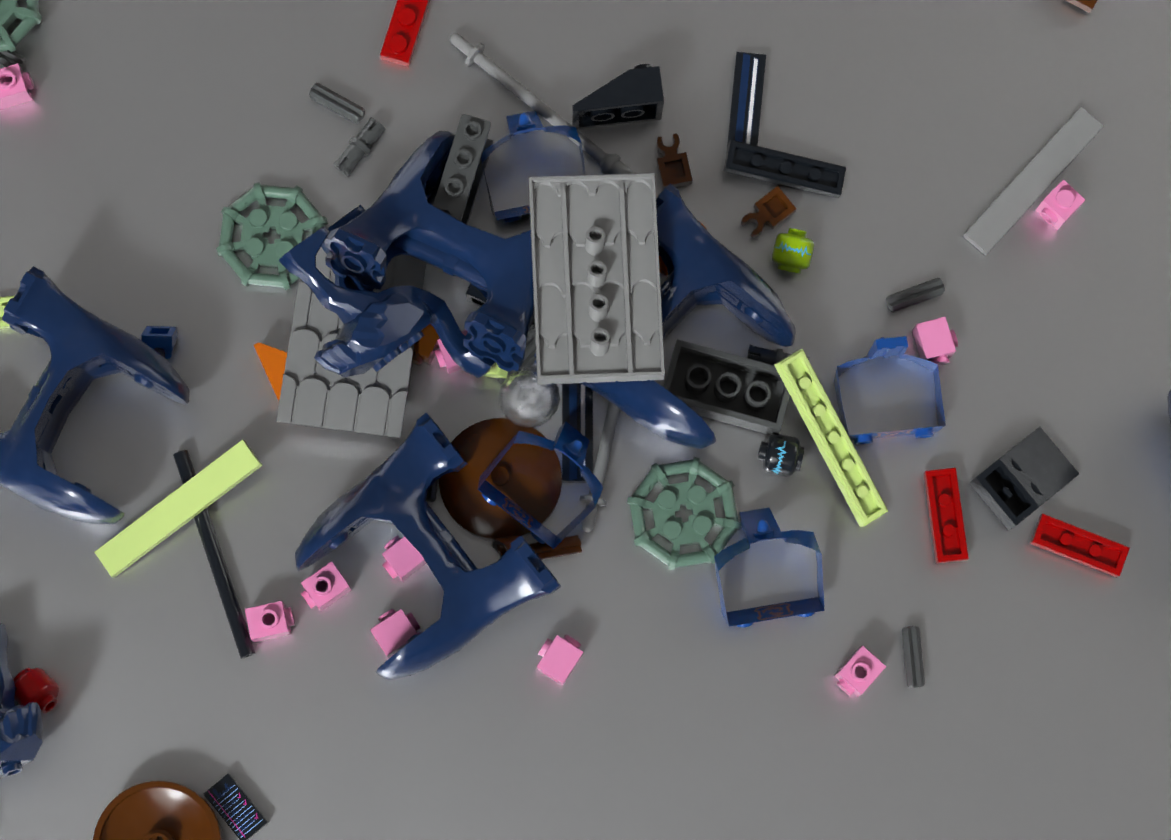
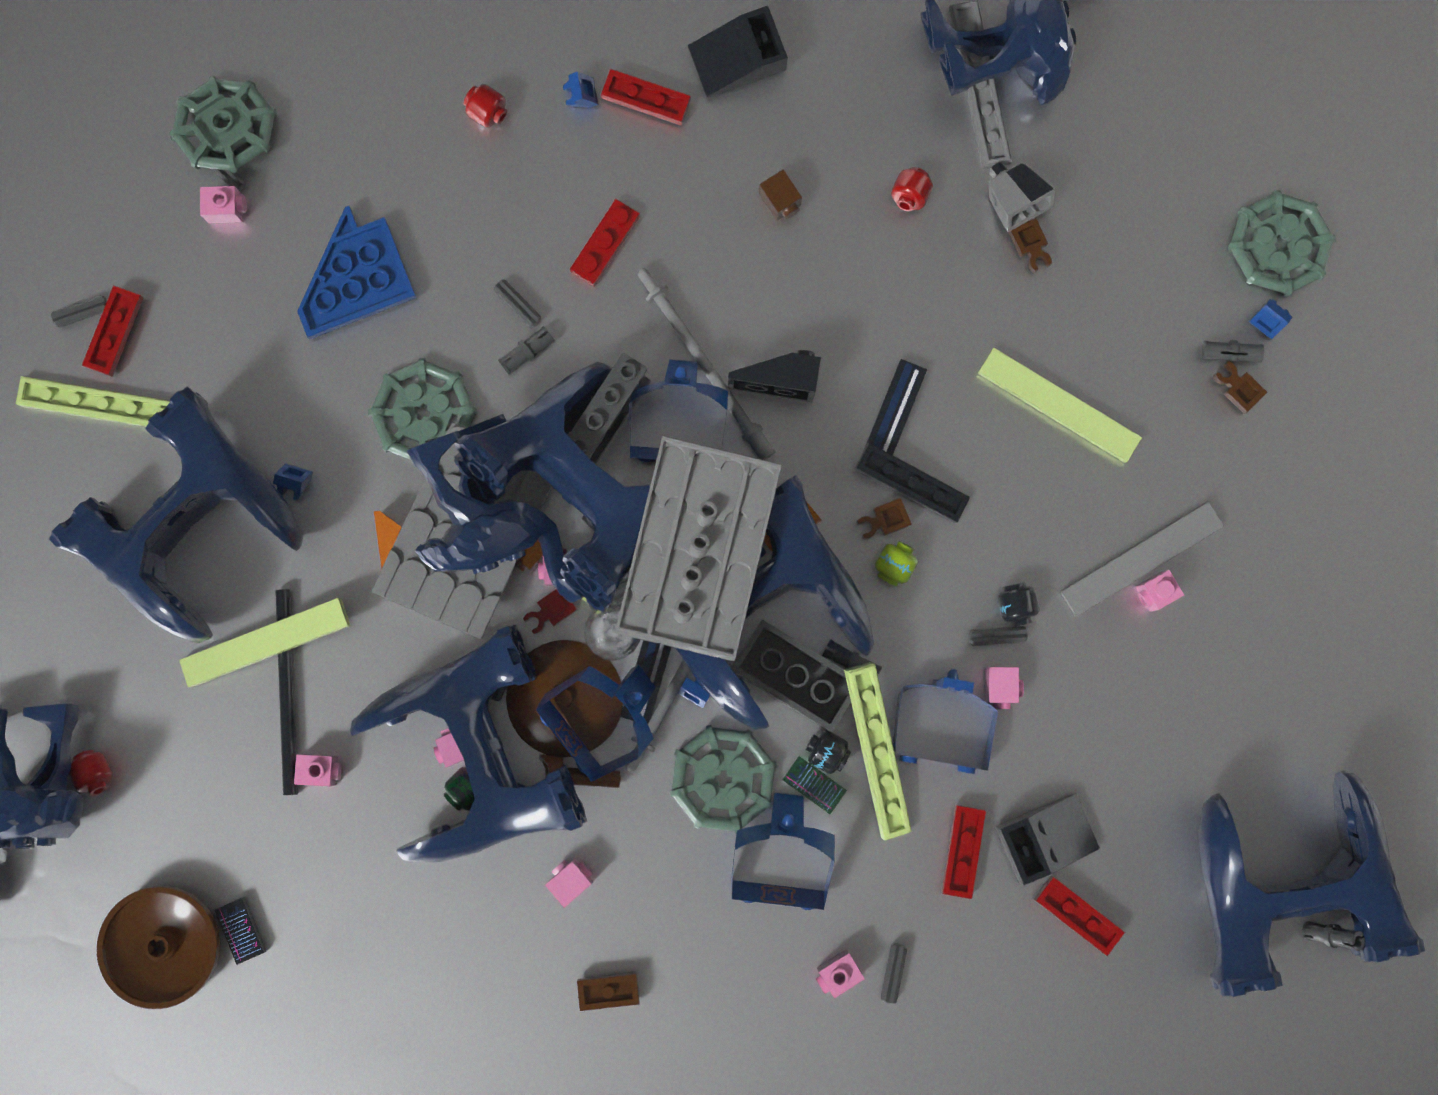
camera: 20 degrees right, 5 degrees up
(165, 122) = (355, 277): none -> blue wing
(324, 587) = (376, 753): bright pink brick -> none
(394, 630) = (428, 813): bright pink brick -> none
(424, 597) = (459, 790): none -> dark green head
(462, 393) = (553, 609): none -> red plate
(630, 434) = (694, 692): none -> blue tile
(631, 758) = (608, 991): none -> reddish brown plate
(673, 167) = (809, 452): reddish brown plate -> none
(777, 493) = (814, 785): none -> clear green tile
(906, 54) = (1059, 405): none -> yellowish green tile
(925, 256) = (1018, 604): none -> black head

